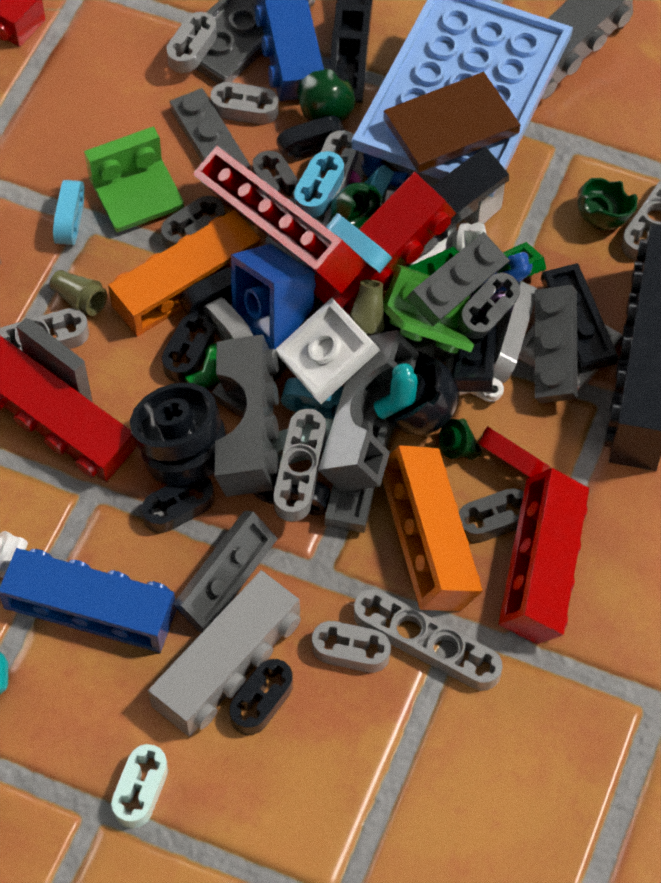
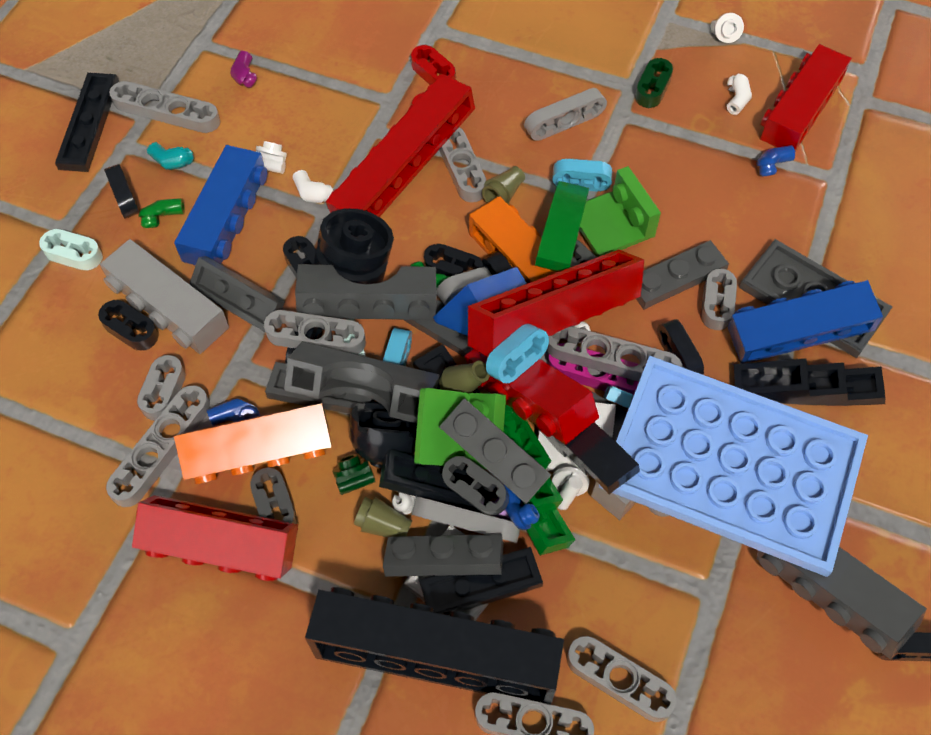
camera: 90 degrees right, 0 degrees up
(50, 729) = (121, 191): none -> black beam
(54, 356) = (421, 165): dark grey tile -> none
(56, 36) = (772, 156): none -> blue arm
(64, 504) = (309, 190): none -> white arm
(83, 685) = (160, 208): none -> green arm
(155, 220) = (562, 227): none -> green slope
(186, 38) = (776, 249): light grey beam -> none
(284, 175) = (629, 323): dark grey beam -> none
(325, 95) = (720, 354): dark green hair -> none
(326, 187) = (610, 342): medium azure beam -> none
(326, 350) = (423, 347): white tile -> none
(357, 203) = (587, 370): dark green hair -> none
(383, 561) = (232, 410): none -> blue arm
(401, 394) = (374, 401): teal arm -> none
(451, 121) = (676, 441): reddish brown tile -> none
(511, 453) = (329, 516): red beam -> none
(512, 409) = (381, 519): none -> olive cone
(605, 203) = (625, 617): dark green hair -> none

